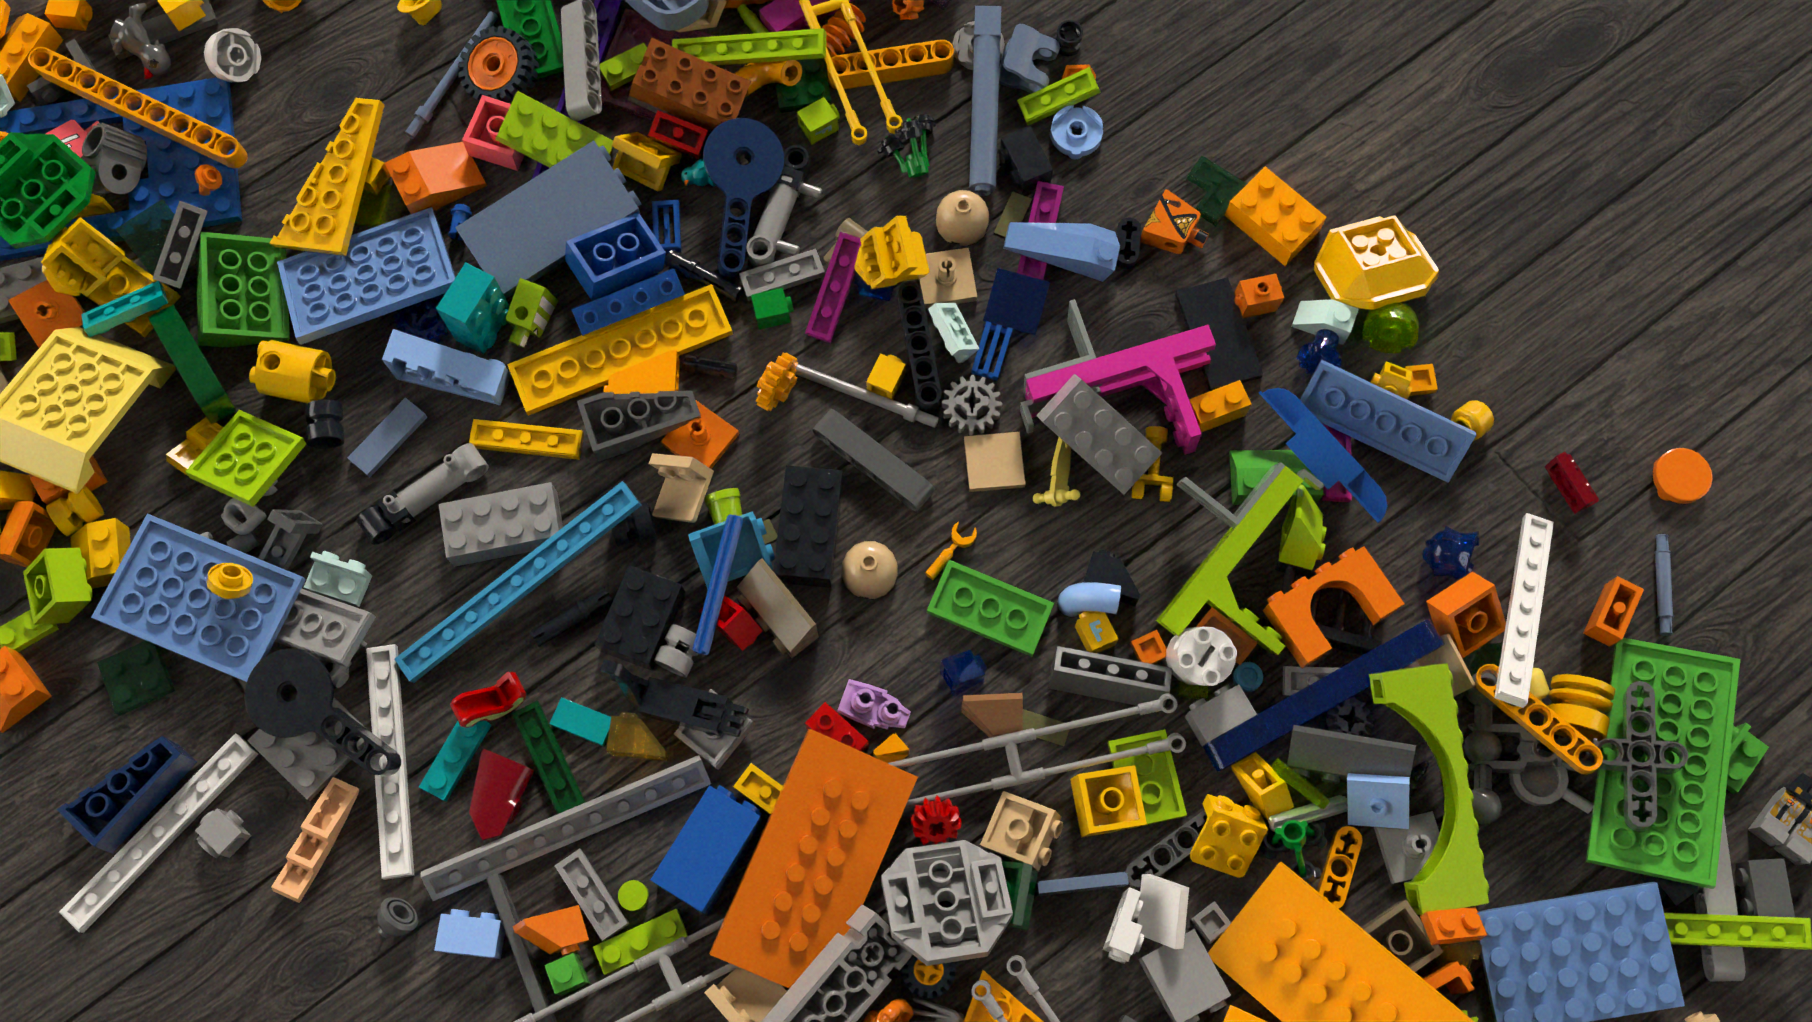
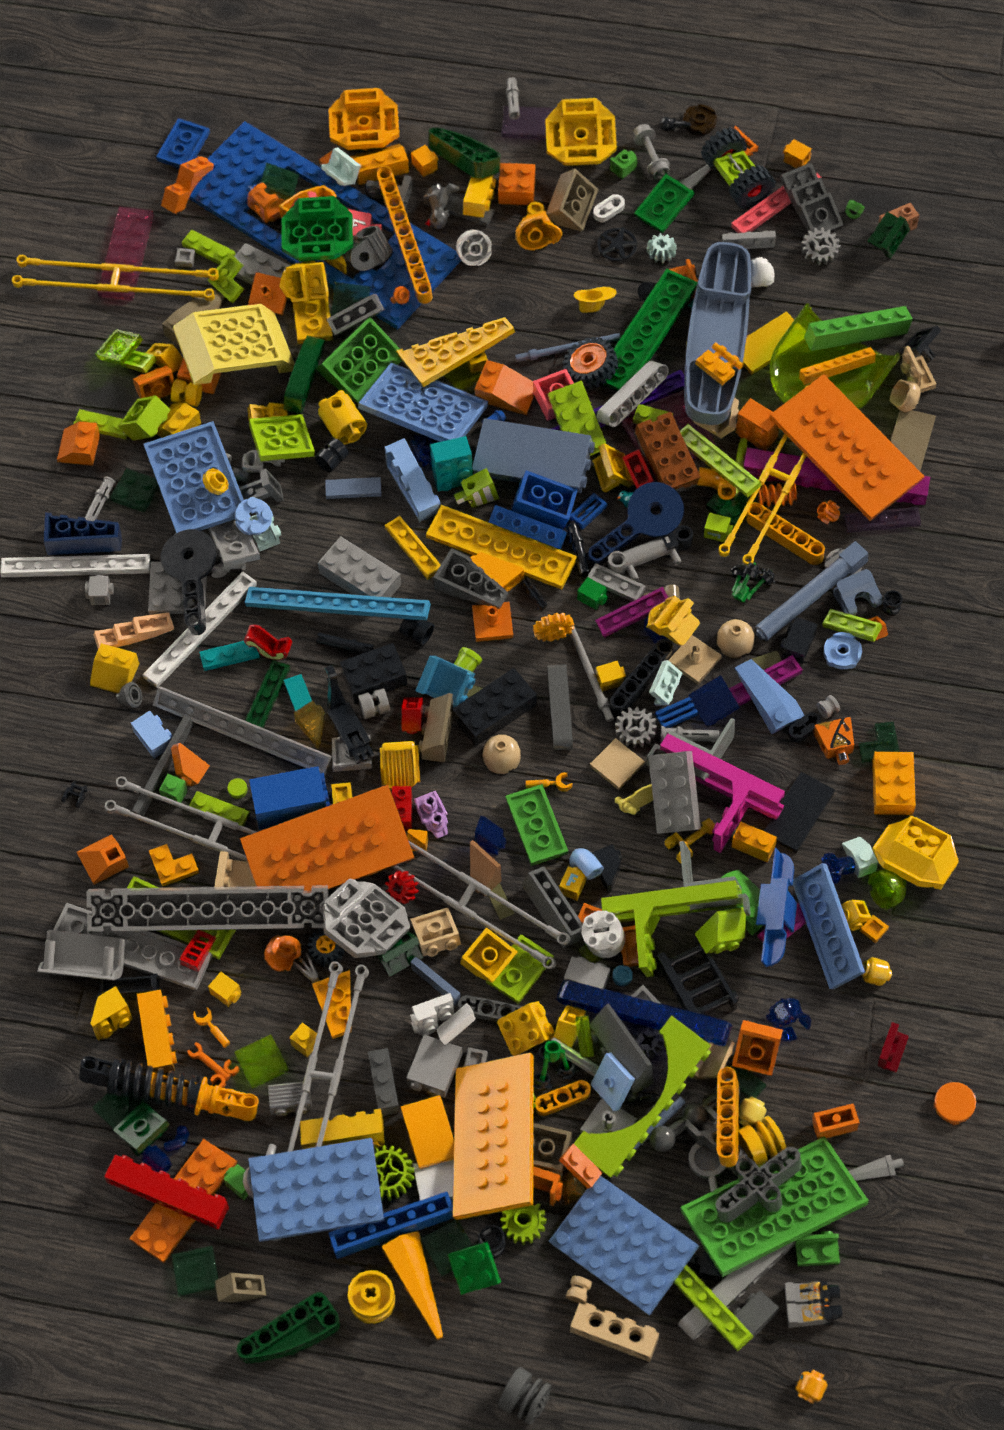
camera: 50 degrees right, 10 degrees down
(105, 729) = (101, 496): none -> light grey pin
(124, 309) = (301, 322): teal plate -> none
(306, 590) = (252, 506): none -> light blue plate
(341, 907) = (113, 668): none -> yellow slope
(399, 509) = (321, 524): light grey piece -> none
(497, 793) = (228, 687): dark red panel -> none
(591, 895) = (220, 769): light grey plate -> none
(683, 487) = (456, 635): tan bracket -> none
(717, 584) = (421, 688): blue axle -> none
(782, 691) = (399, 764): none -> yellow piece
(1019, 367) = (693, 735): none -> light grey pin
(1128, 200) = (828, 706): none -> light grey wheel
(1258, 295) = (838, 811): orange head -> none
(1355, 574) = (674, 957): orange arch -> none
(1524, 611) = (786, 1069): white tile -> none
(1664, 584) = (881, 1141): sand blue piece -> none
(1691, 615) = (877, 1168): none -> light grey bar

